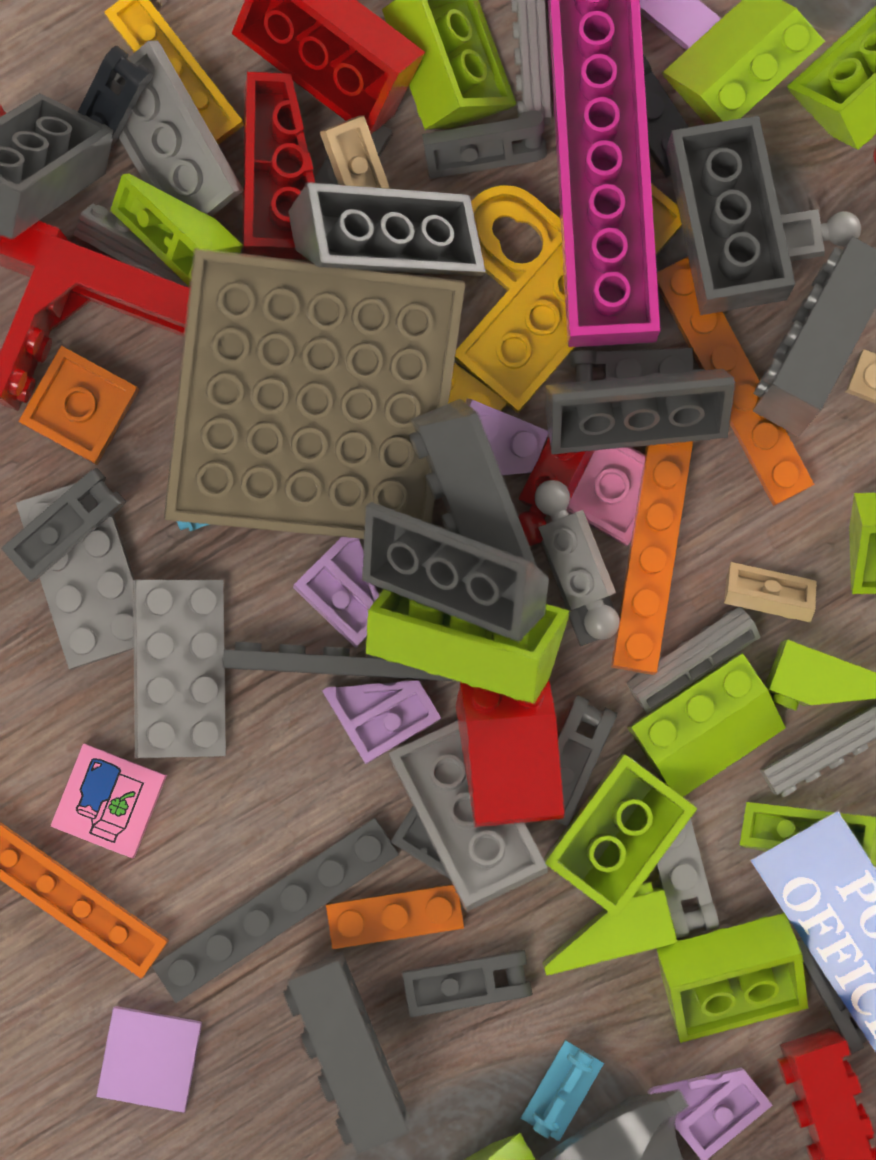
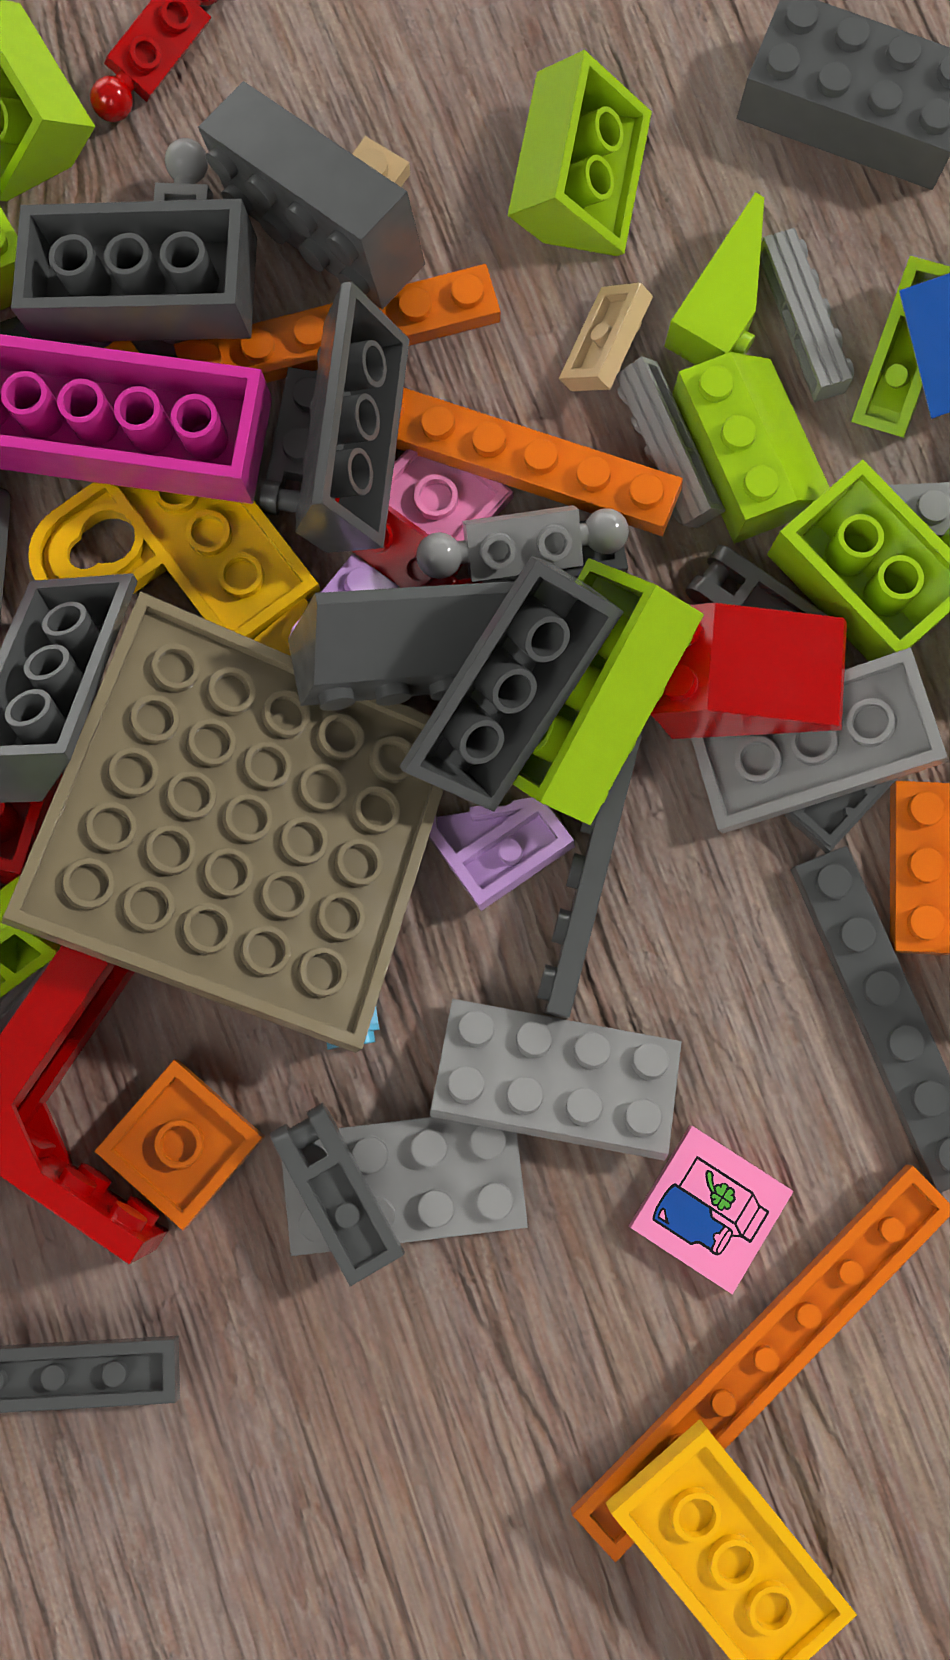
camera: 80 degrees left, 5 degrees down
(382, 714) = (665, 830): lavender wing -> none

